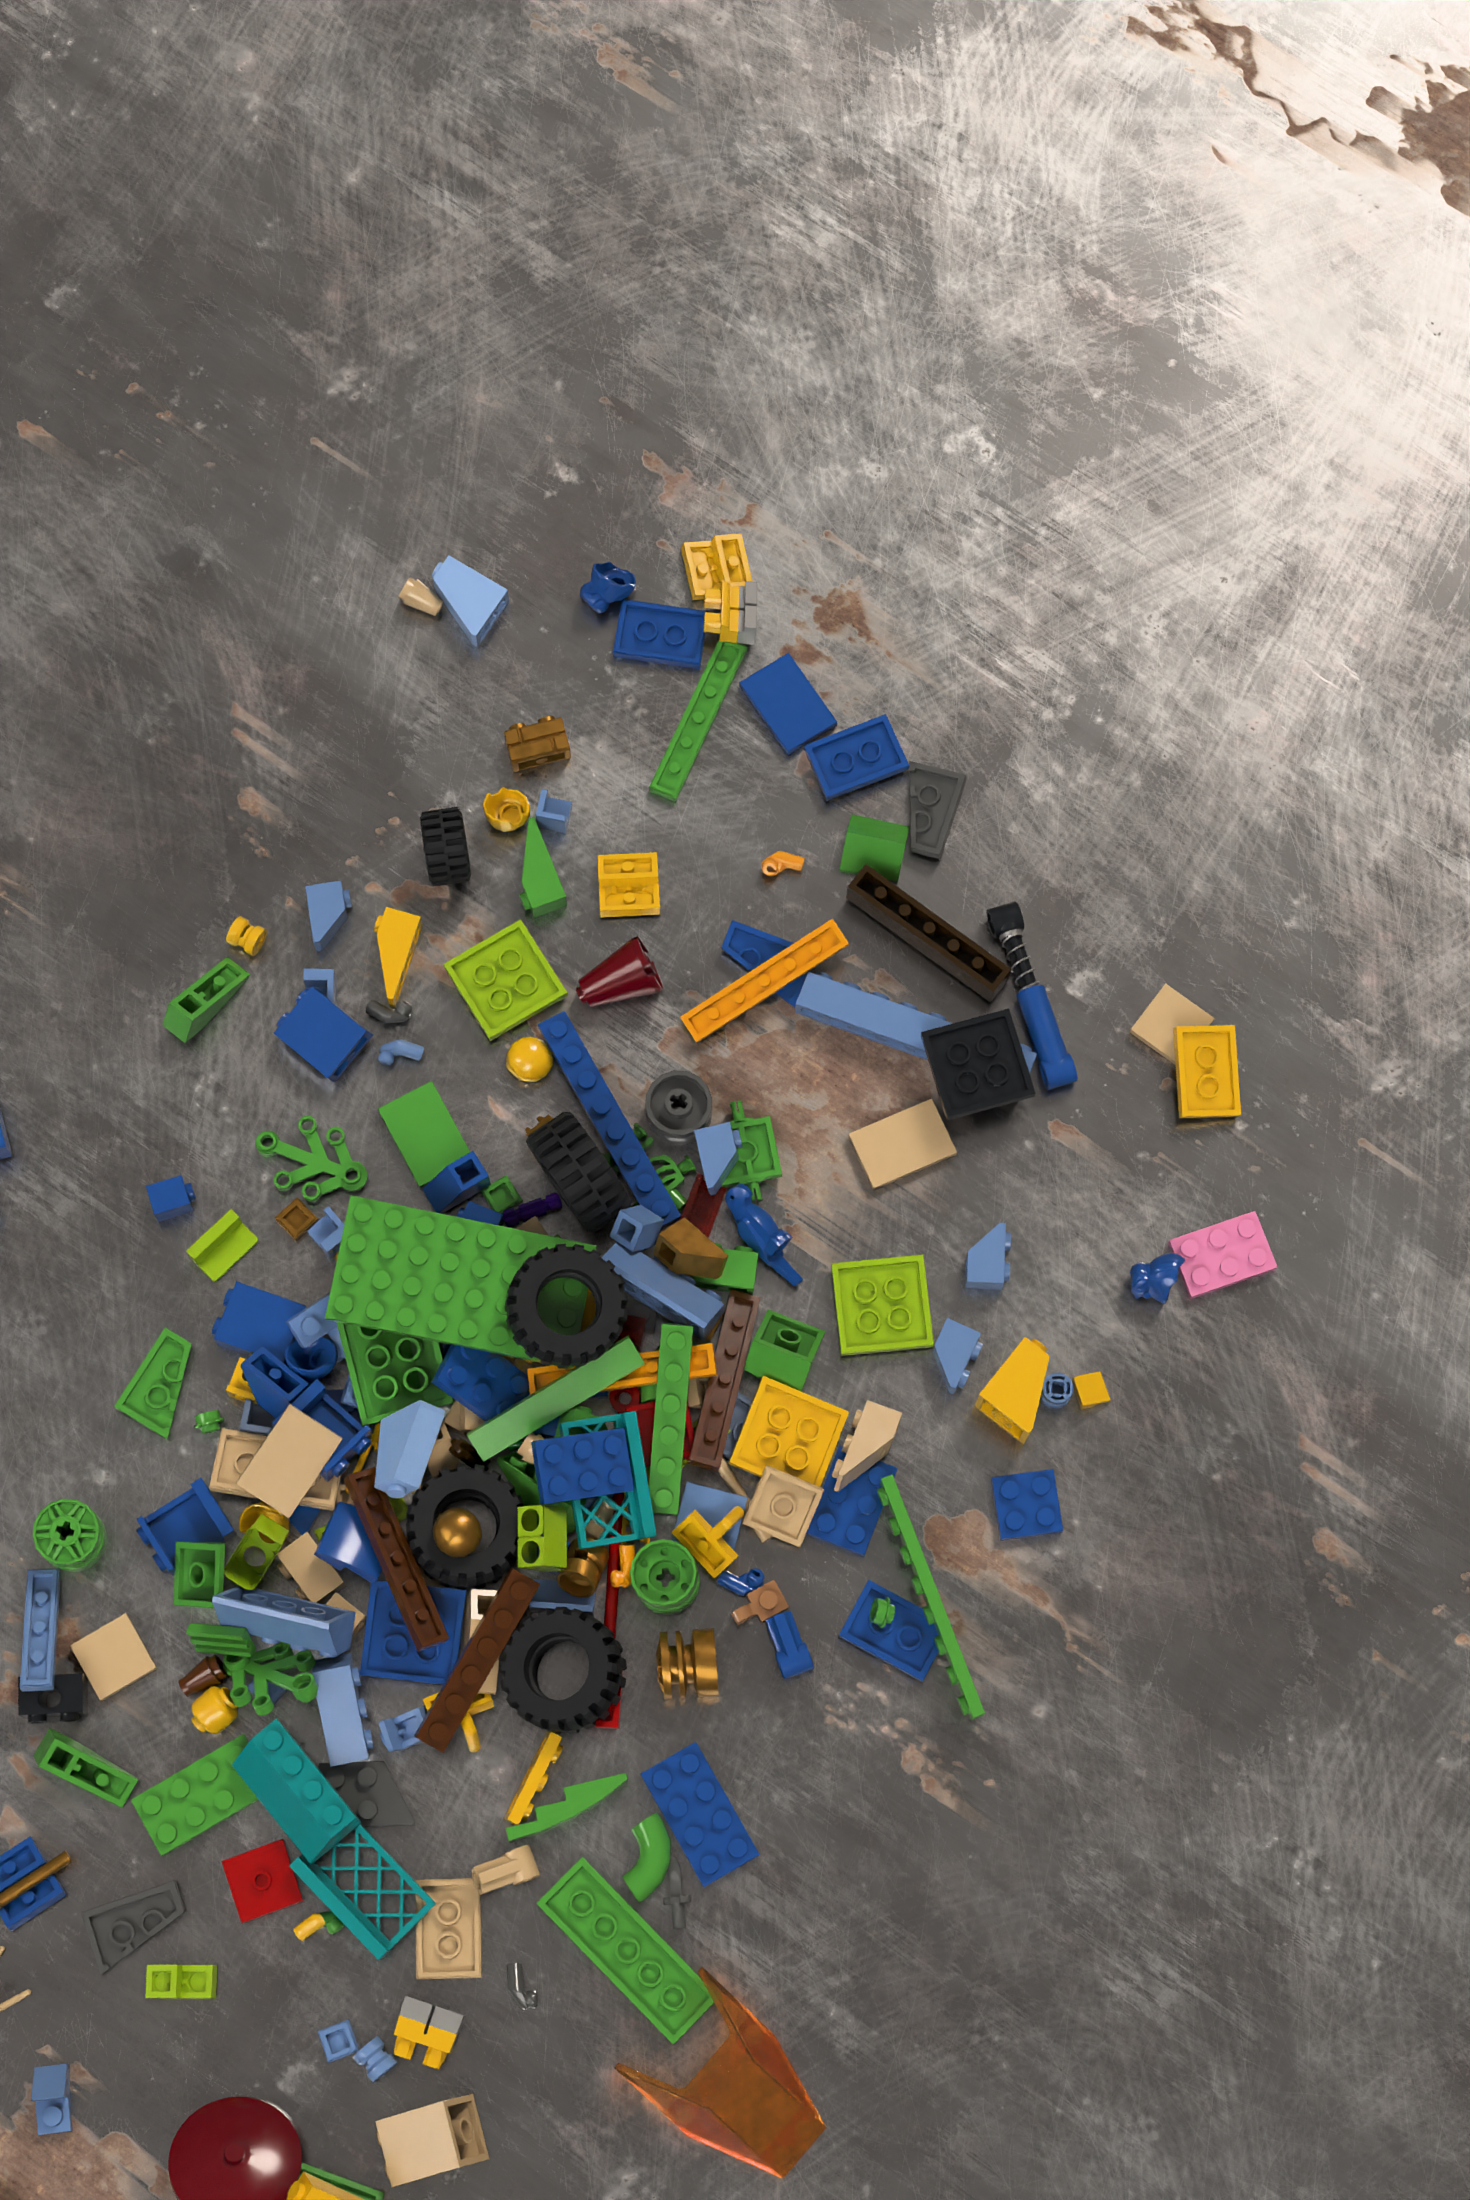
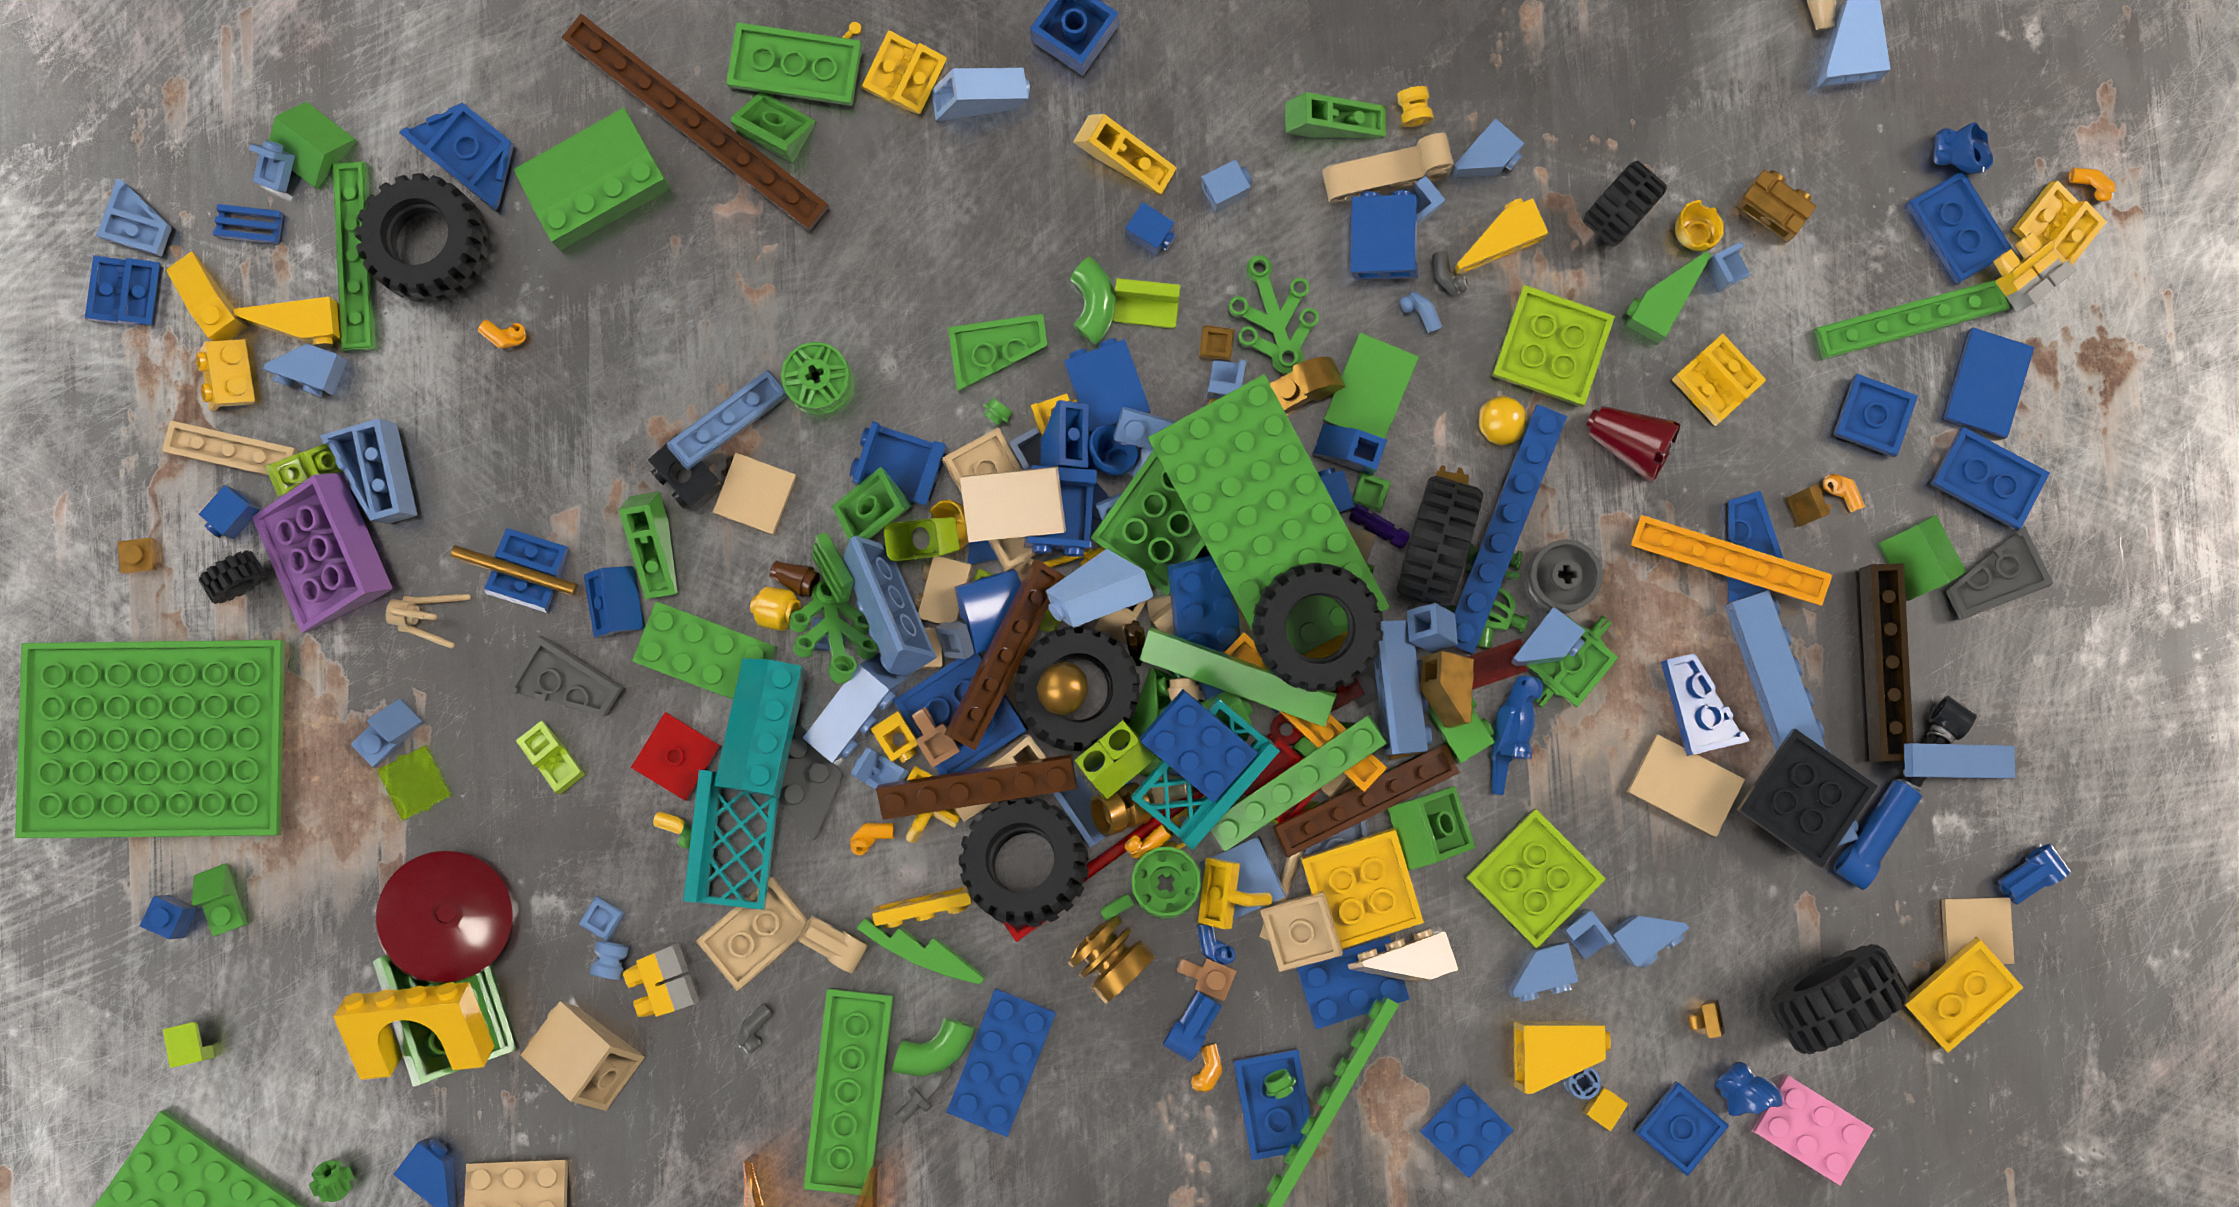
camera: 55 degrees right, 10 degrees up
(96, 1171) = (1124, 152): none -> yellow slope
(101, 1833) = (613, 600): none -> blue panel
(109, 2109) = (414, 782): none -> clear neon green piece
(186, 1116) = (1226, 185): none -> medium blue brick
(191, 1279) = (1098, 300): none -> bright green cylinder
(277, 990) = (1390, 170): none -> tan beam
(353, 1587) = (955, 639): none -> sand blue tile
(378, 1693) = (885, 735): none -> yellow brick
(382, 1172) = (1309, 381): none -> pearl gold brick
(418, 1666) = (933, 742): none -> medium nougat plate
(445, 1779) = (868, 834): none -> light orange arm
(653, 1630) = (1117, 906): none -> bright green tile
(705, 516) = (2095, 178): none -> light orange arm
(745, 798) = (1875, 415): none -> blue plate
(771, 895) = (1808, 505): none -> pearl gold tile
(833, 1658) = (1211, 1071): none -> light orange arm
(854, 1090) = (1699, 711): none -> wing
(953, 1300) = (1587, 933): none -> medium blue panel
(1038, 939) = (1959, 761): none -> medium blue tile
(1084, 1262) = (1710, 1019): none -> pearl gold tile
(1138, 1156) = (1840, 999): none -> black tyre
(1148, 1346) = (1681, 1128): none -> blue plate
(1162, 946) = (2040, 870): none -> blue piece

